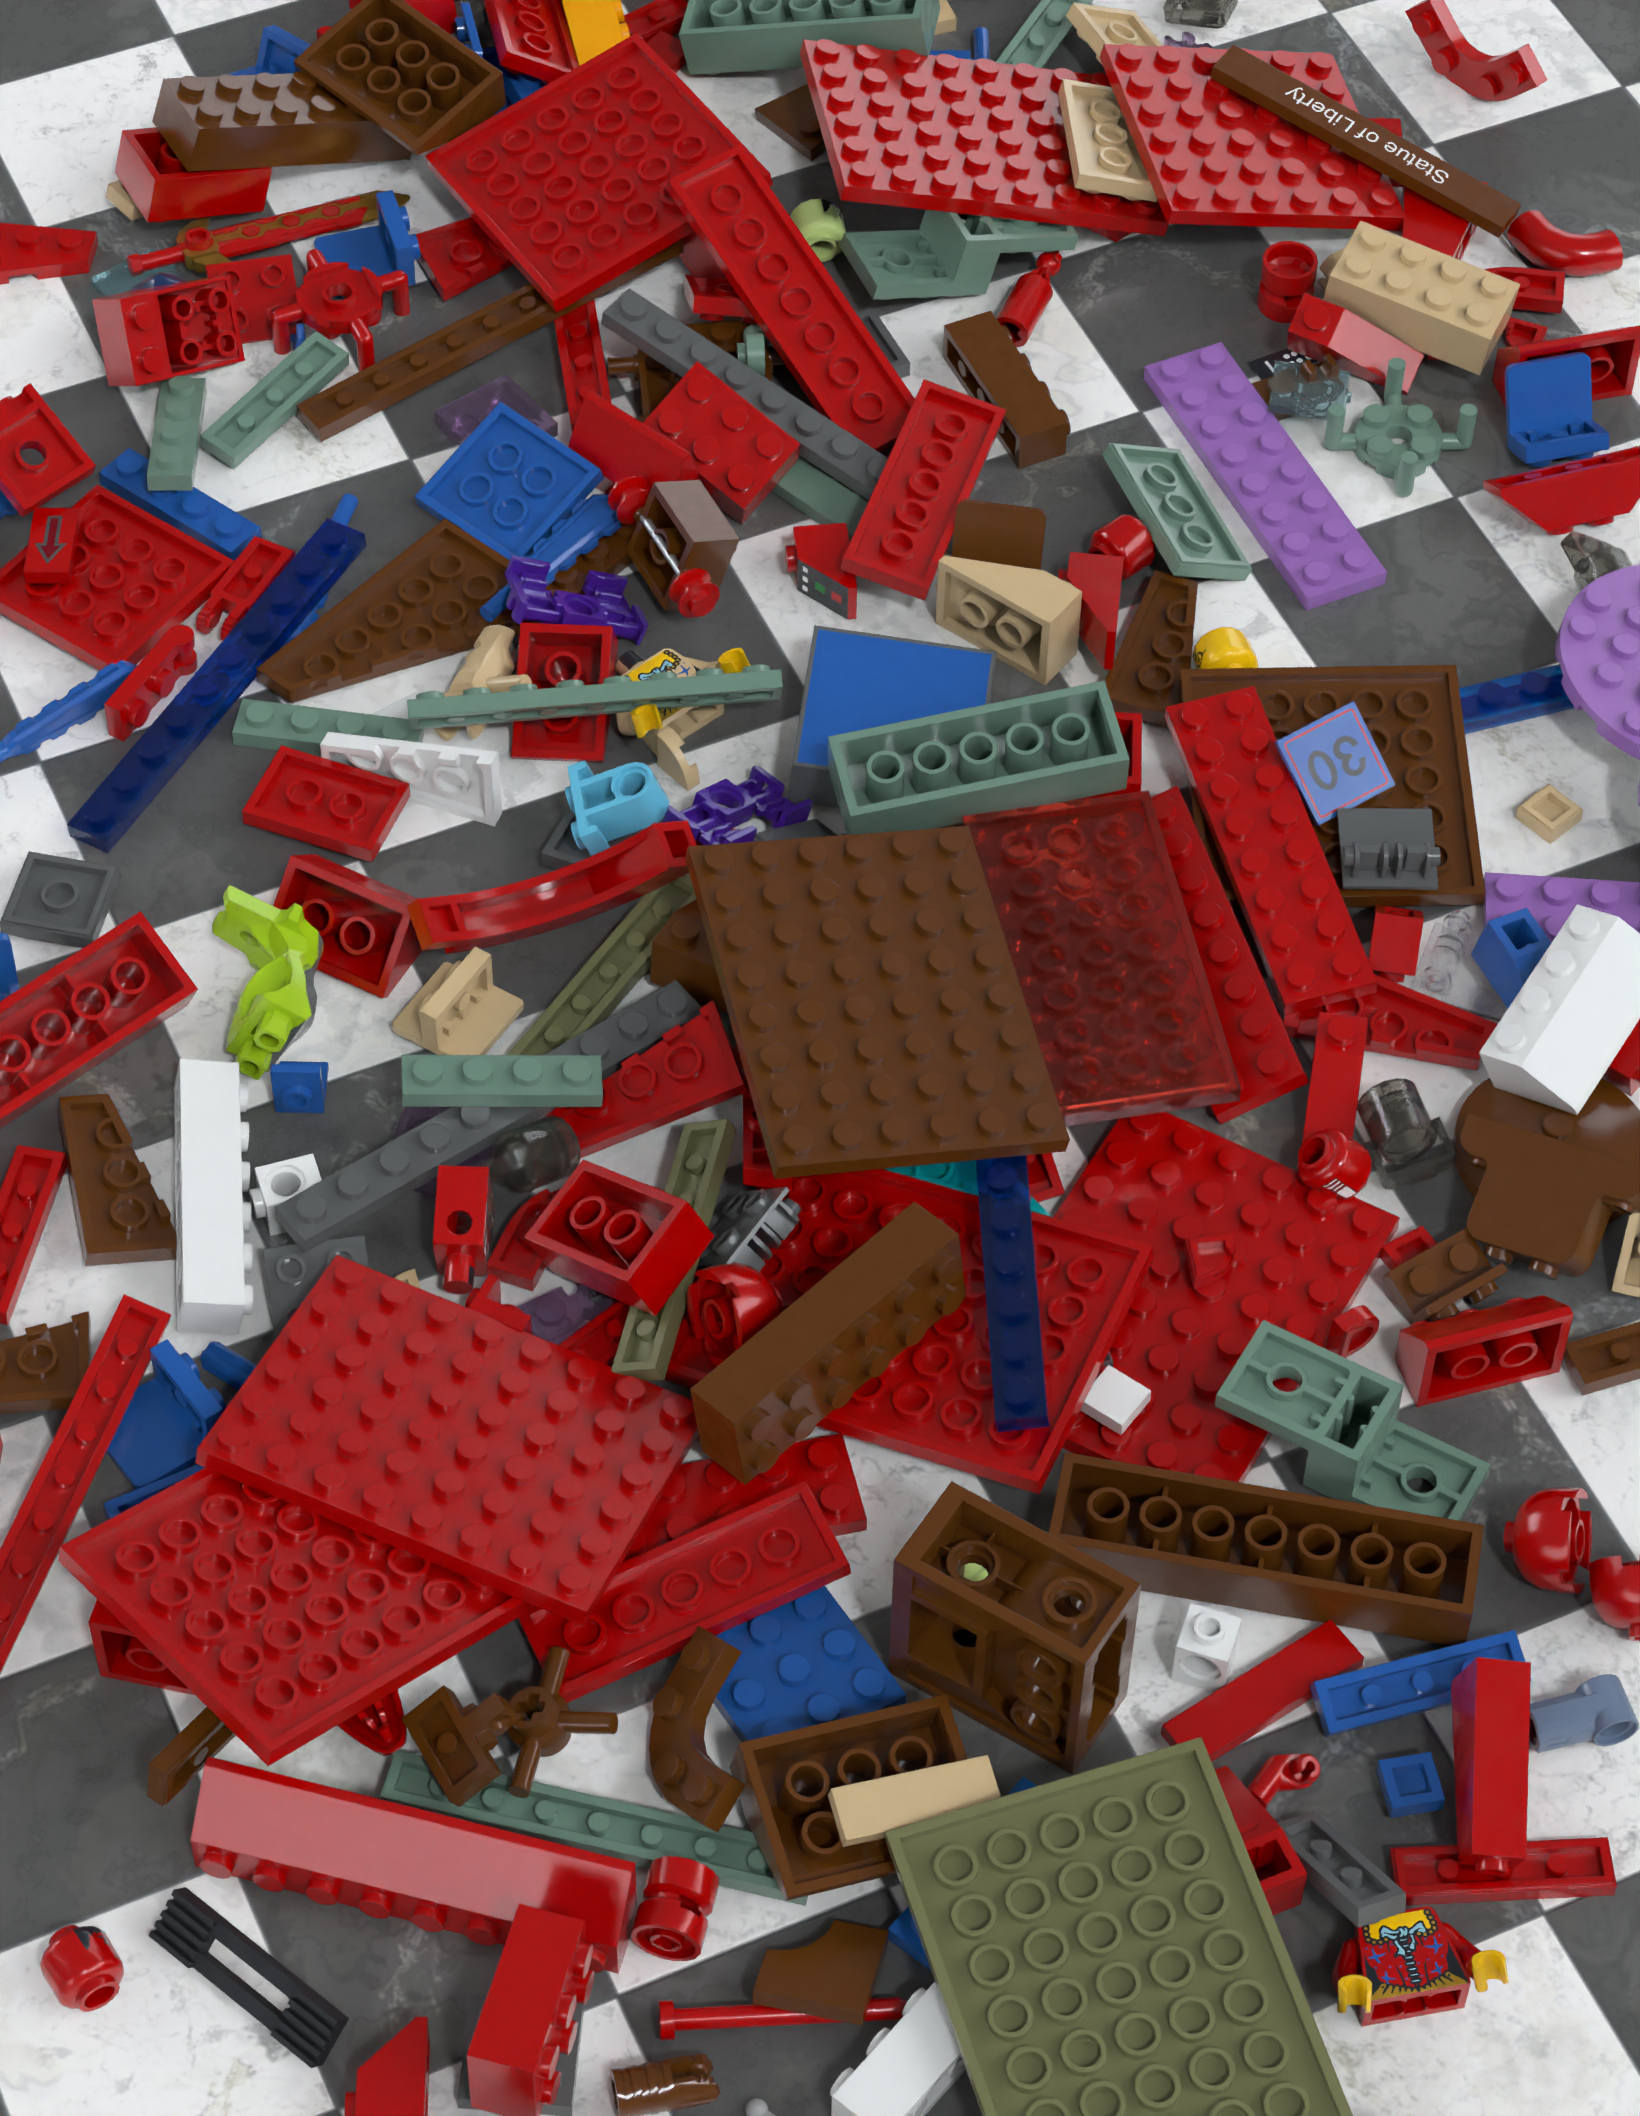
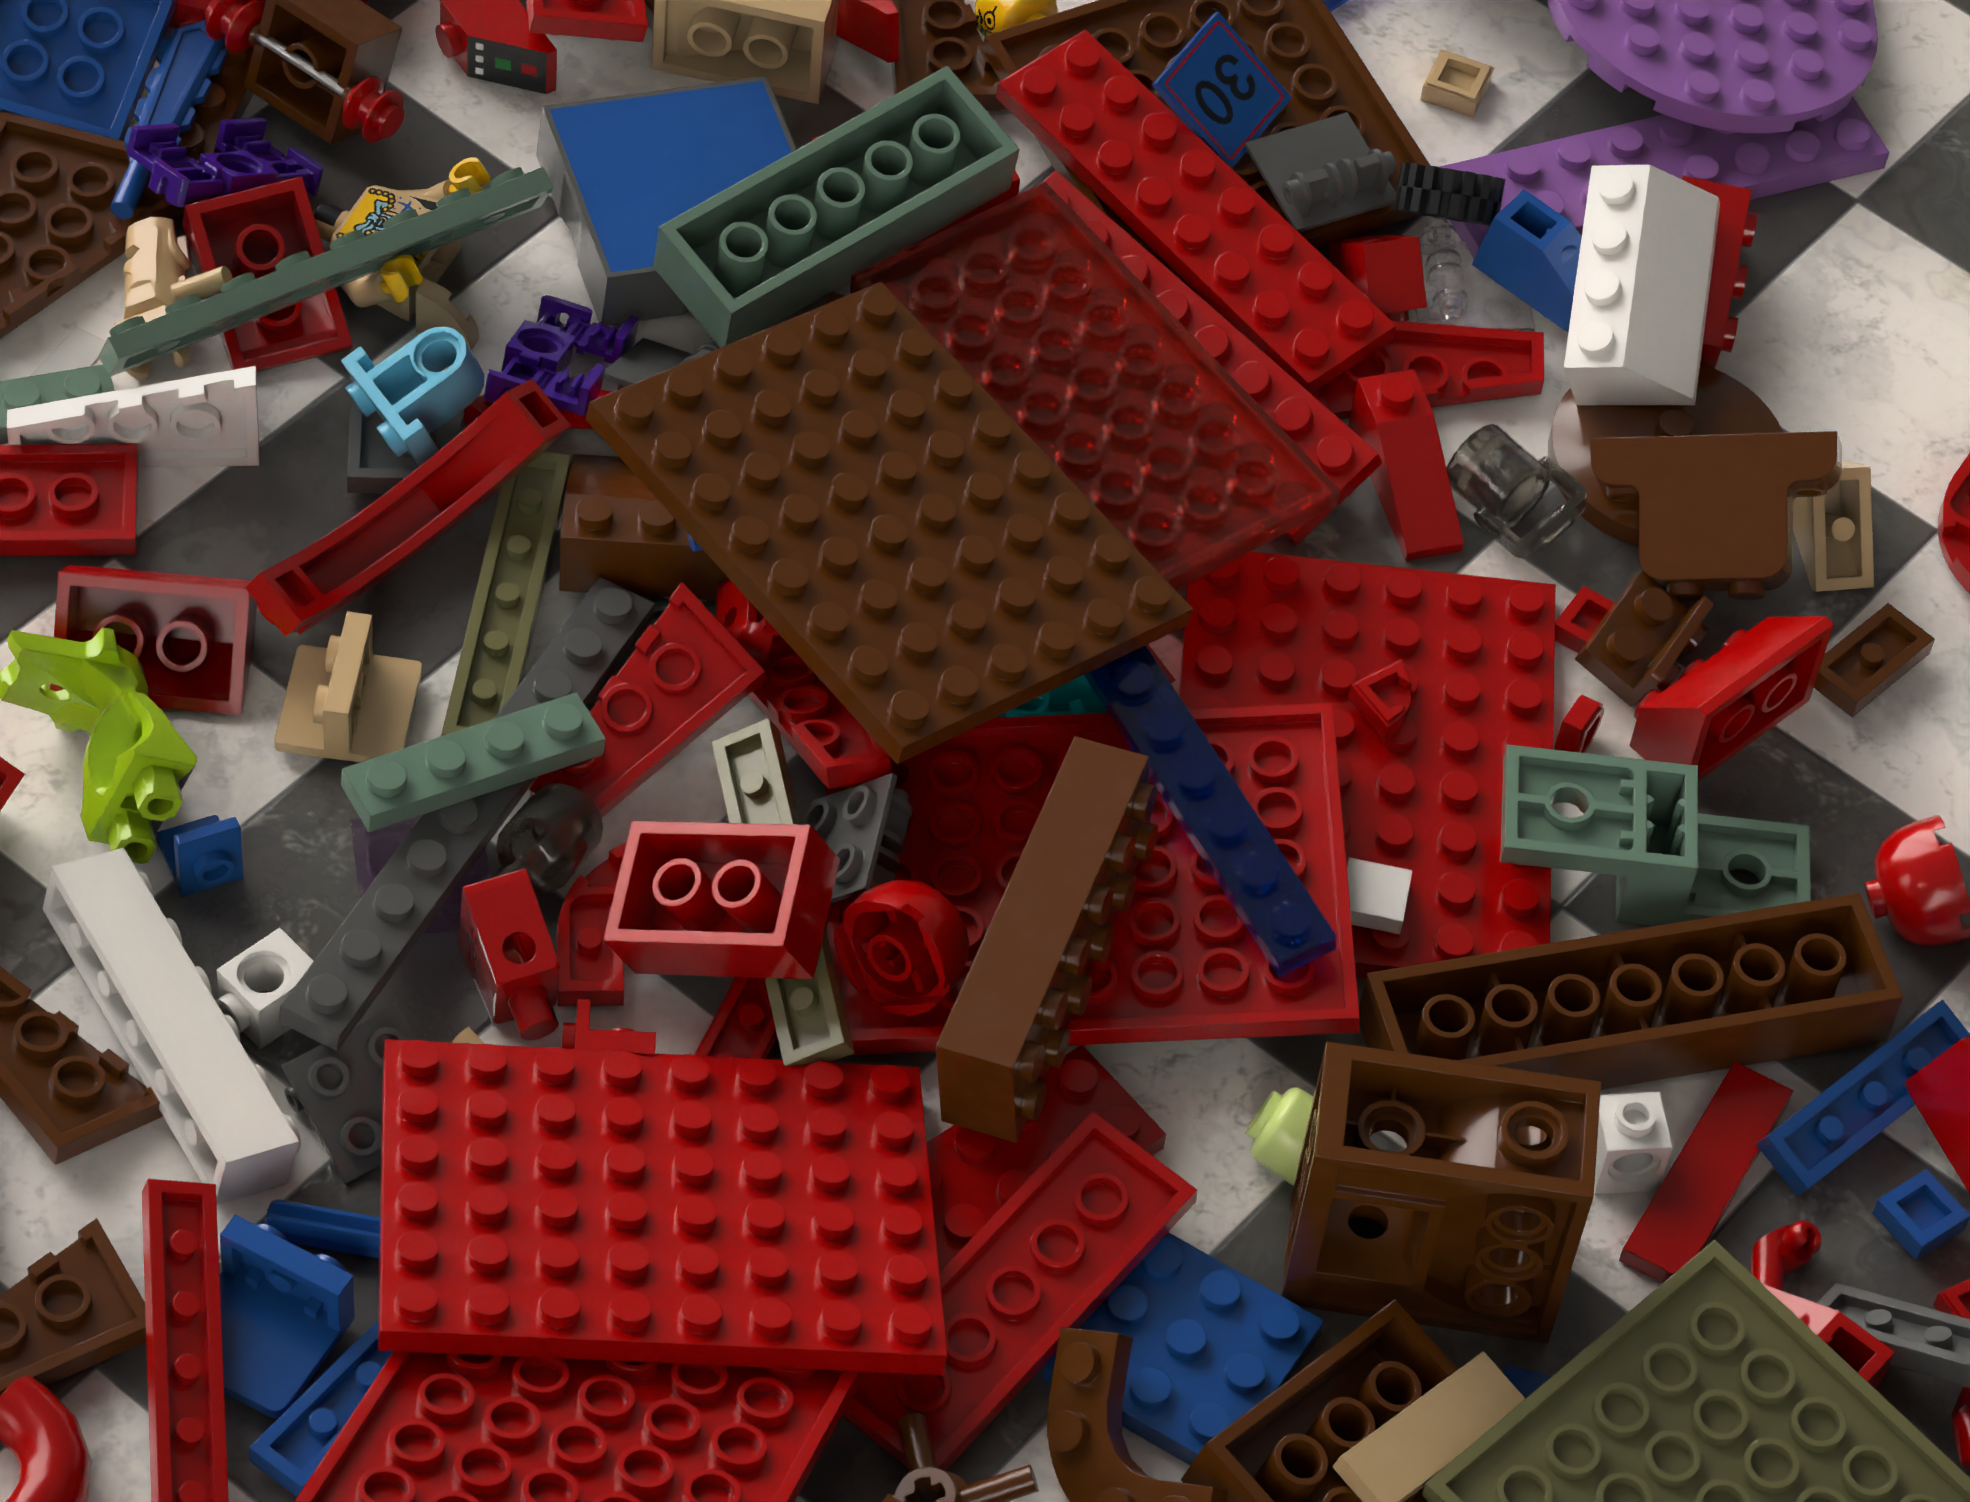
camera: 30 degrees left, 0 degrees up
(559, 1316) = (678, 1019): clear purple plate -> none
(1334, 1163) = (1460, 546): red head -> none
(1470, 893) = (1448, 193): none -> black tyre

